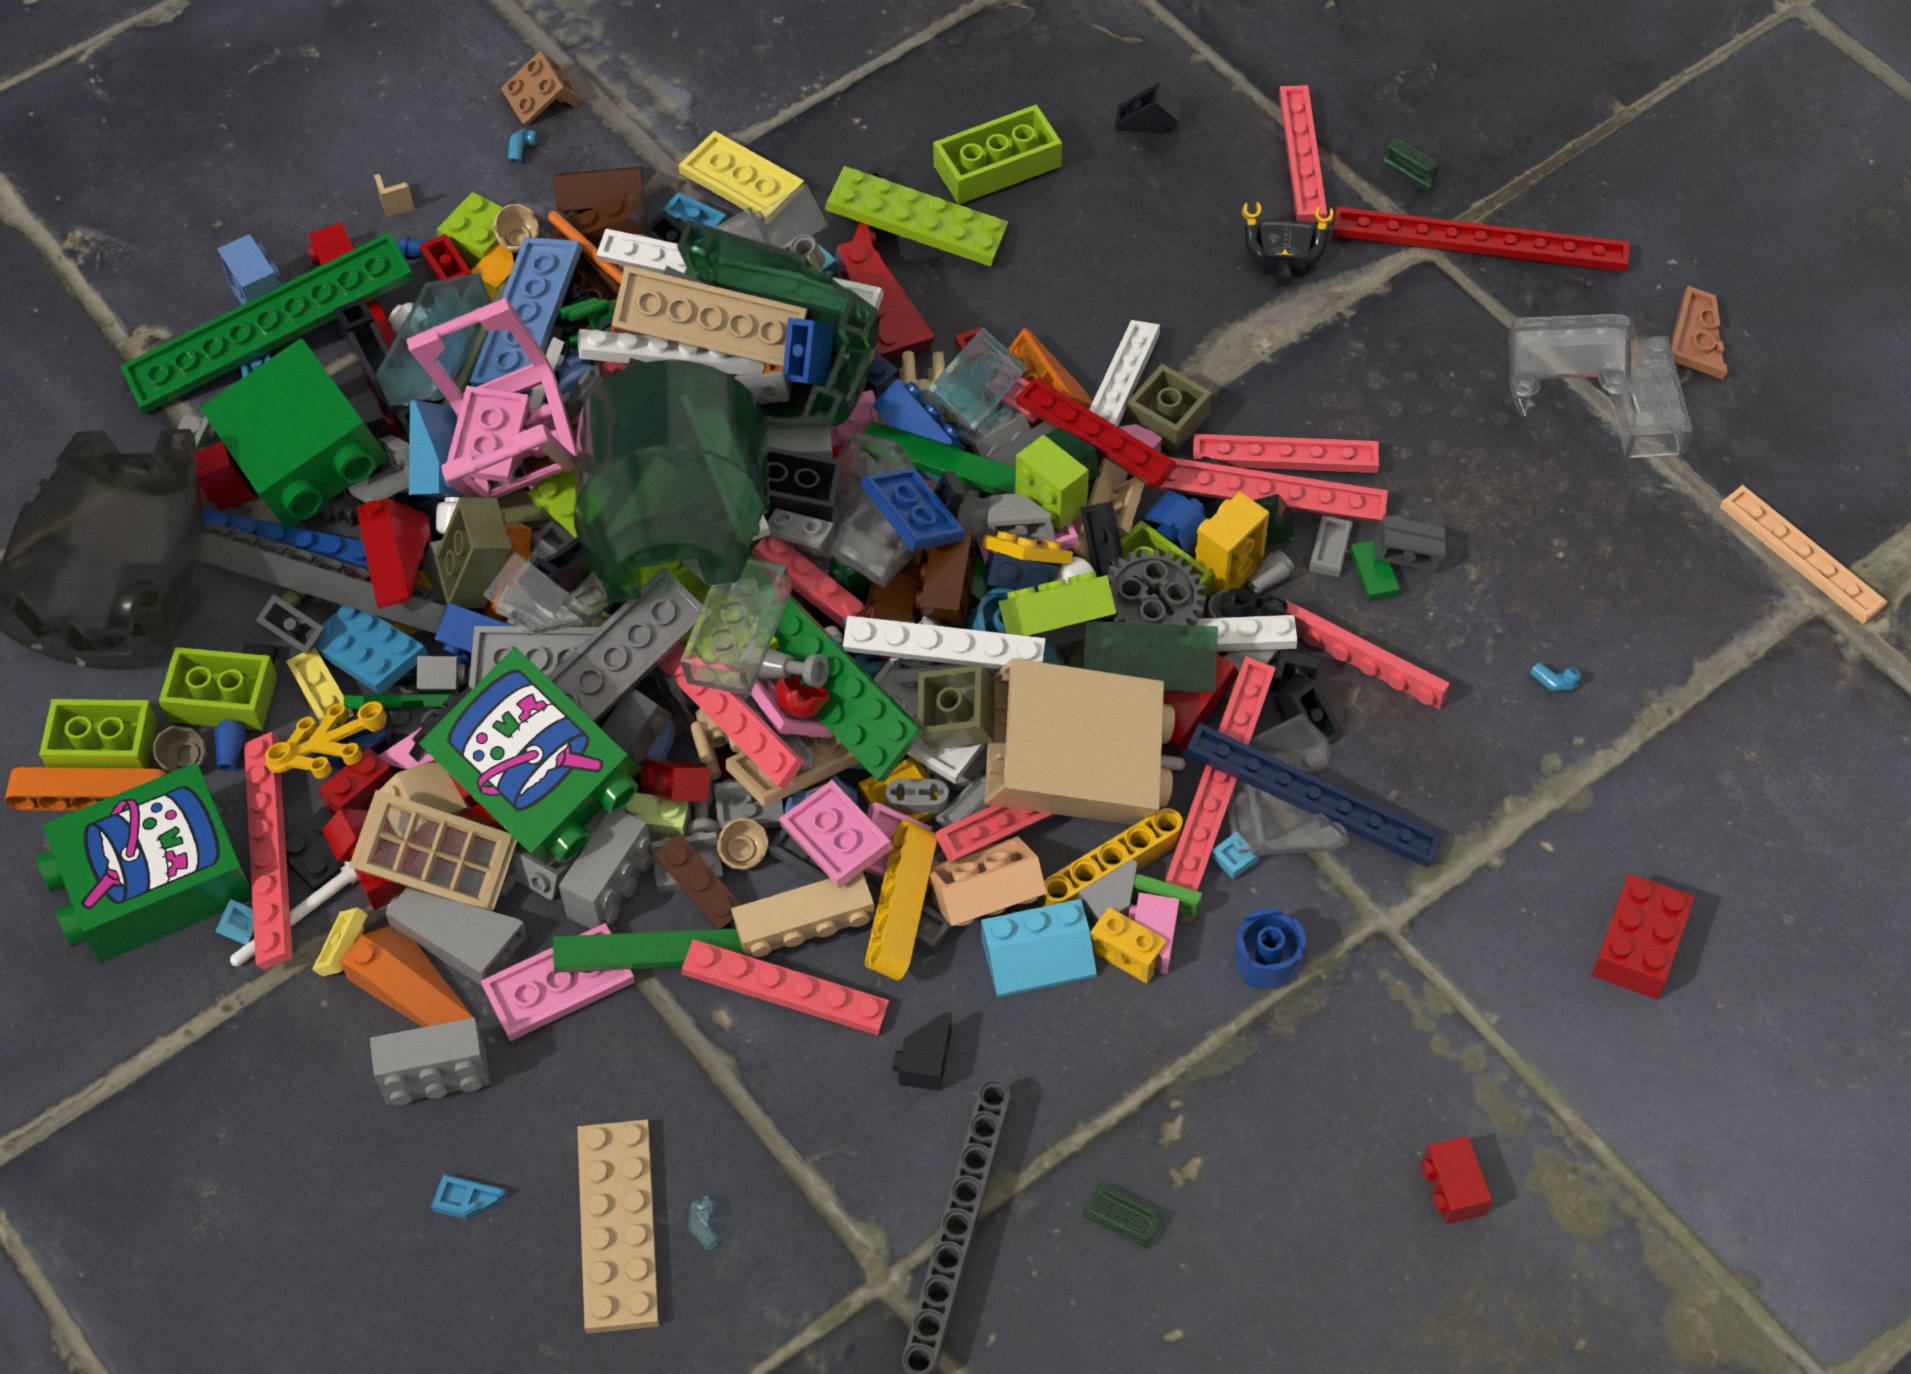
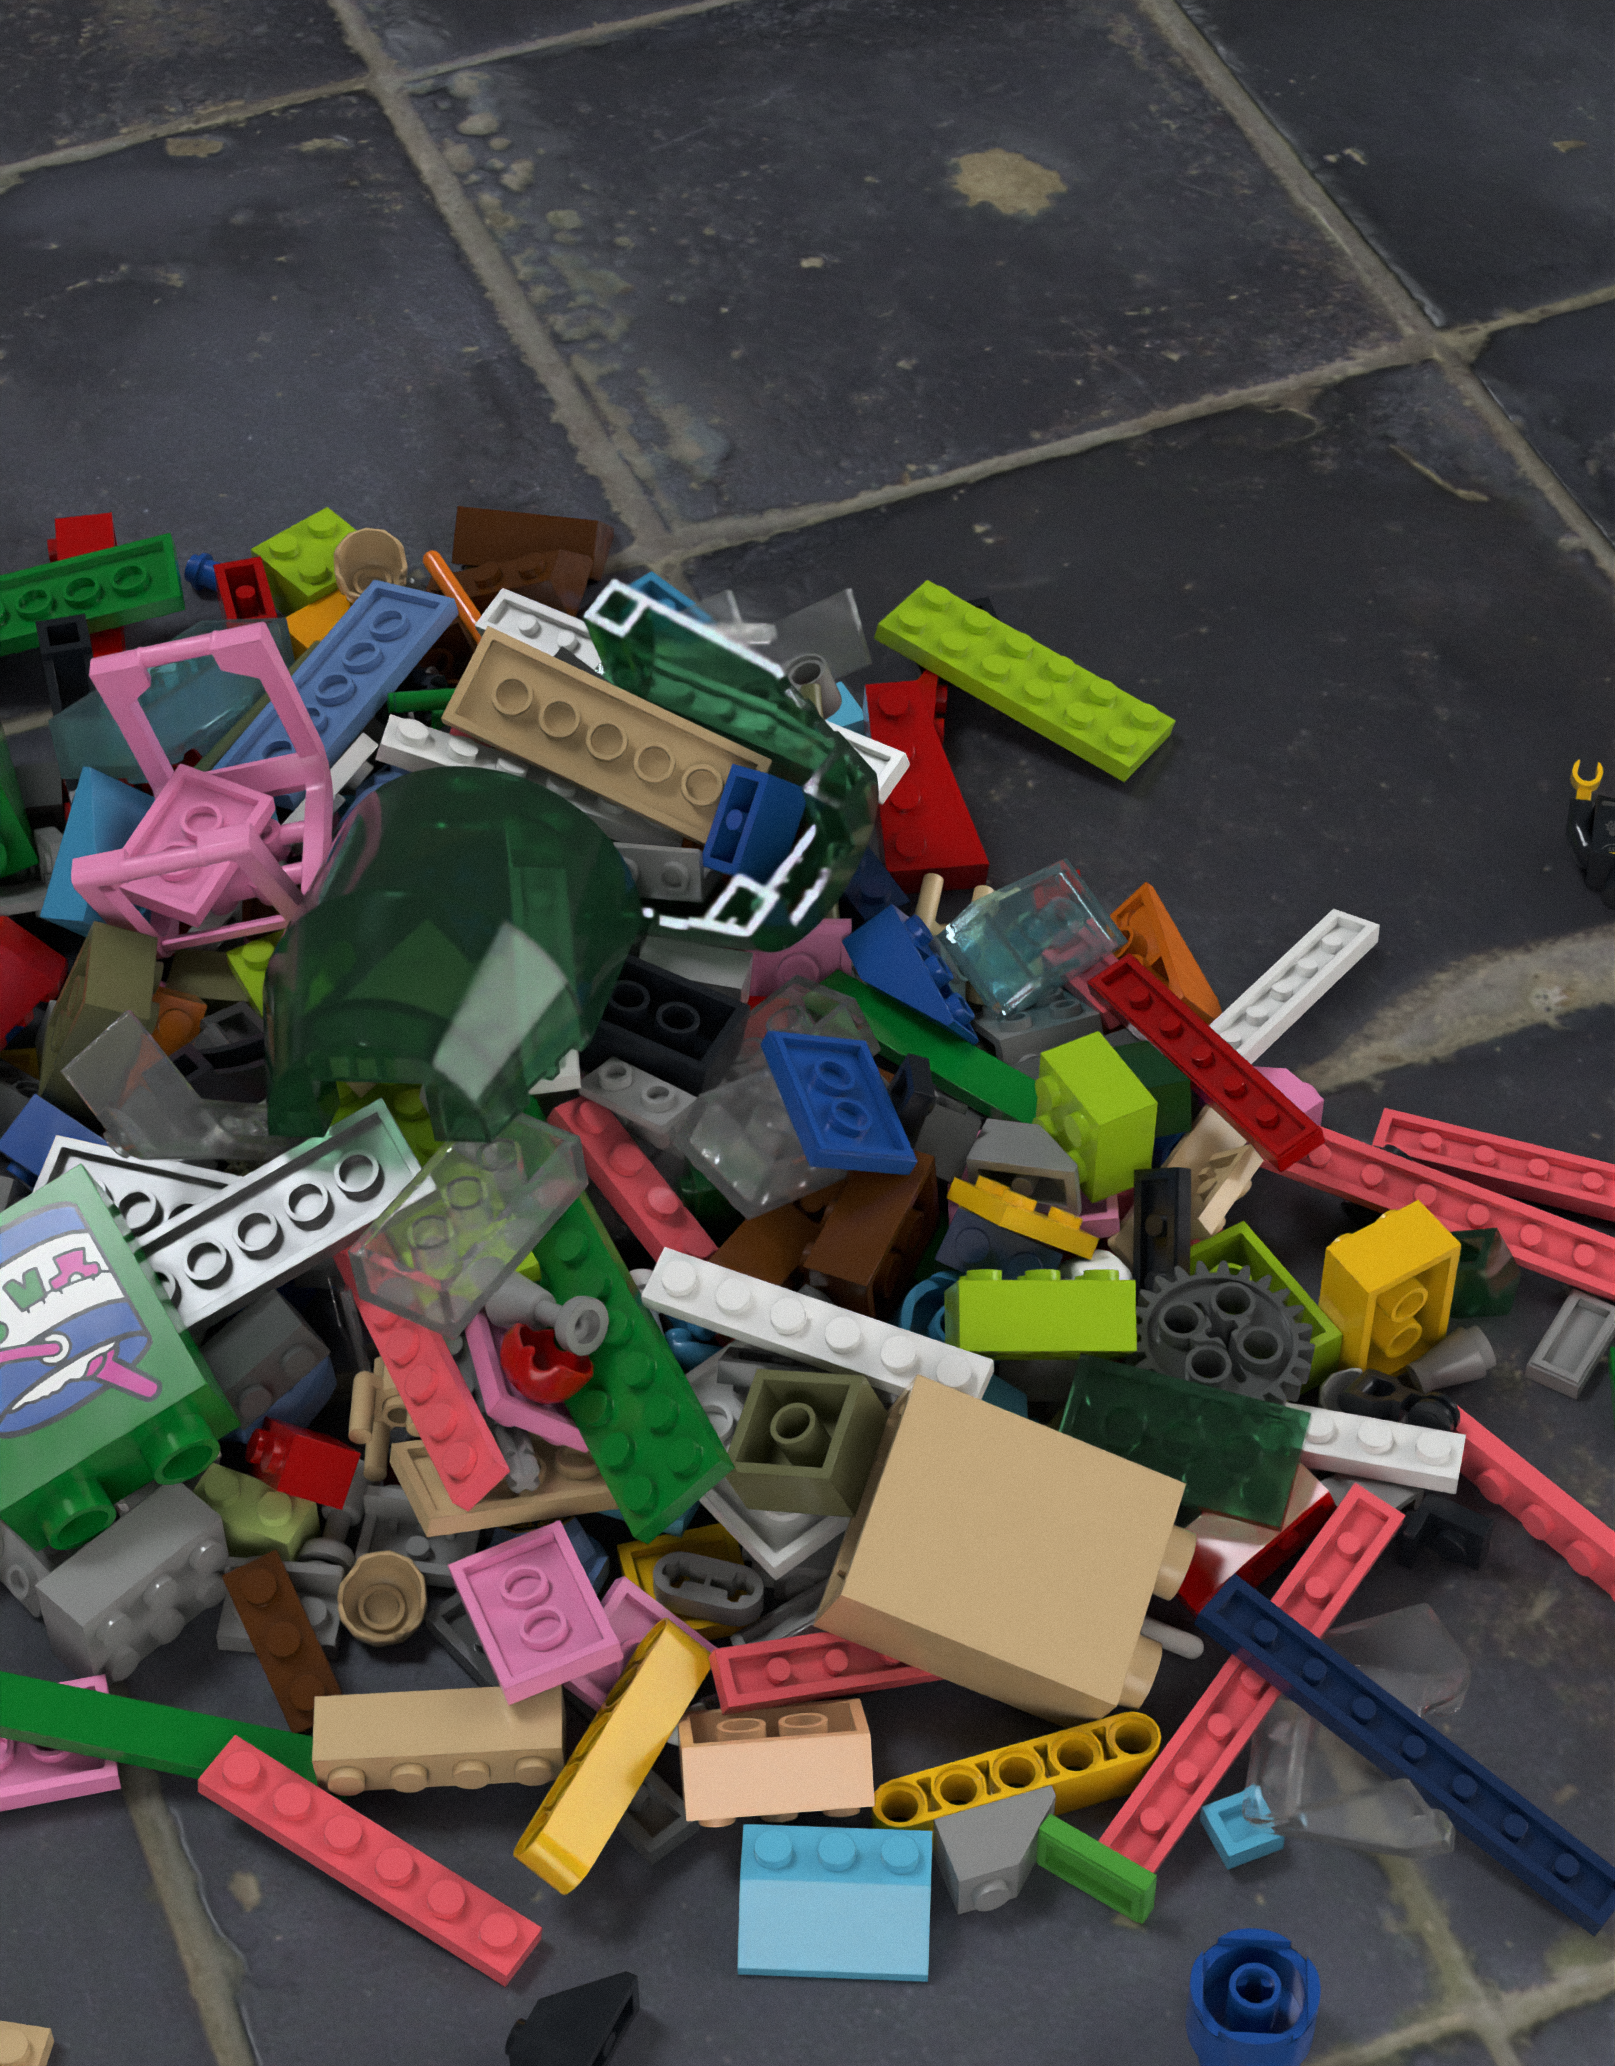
camera: 15 degrees right, 10 degrees down
(394, 198) = (211, 498): tan panel -> none
(518, 142) = (435, 456): dark azure arm -> none
(538, 86) = (492, 380): medium nougat bracket -> none
(738, 173) = (757, 560): light yellow plate -> none
(997, 154) = (1188, 614): lime brick -> none
(1126, 944) = (992, 1934): yellow bracket -> none
(1150, 111) = (1465, 601): black slope -> none
(1159, 916) = (1058, 1918): bright pink slope -> none
(1169, 407) = (1354, 1055): olive brick -> none
(1176, 520) = (1299, 1230): blue brick -> none
(1305, 697) = (1452, 1586): black slope -> none

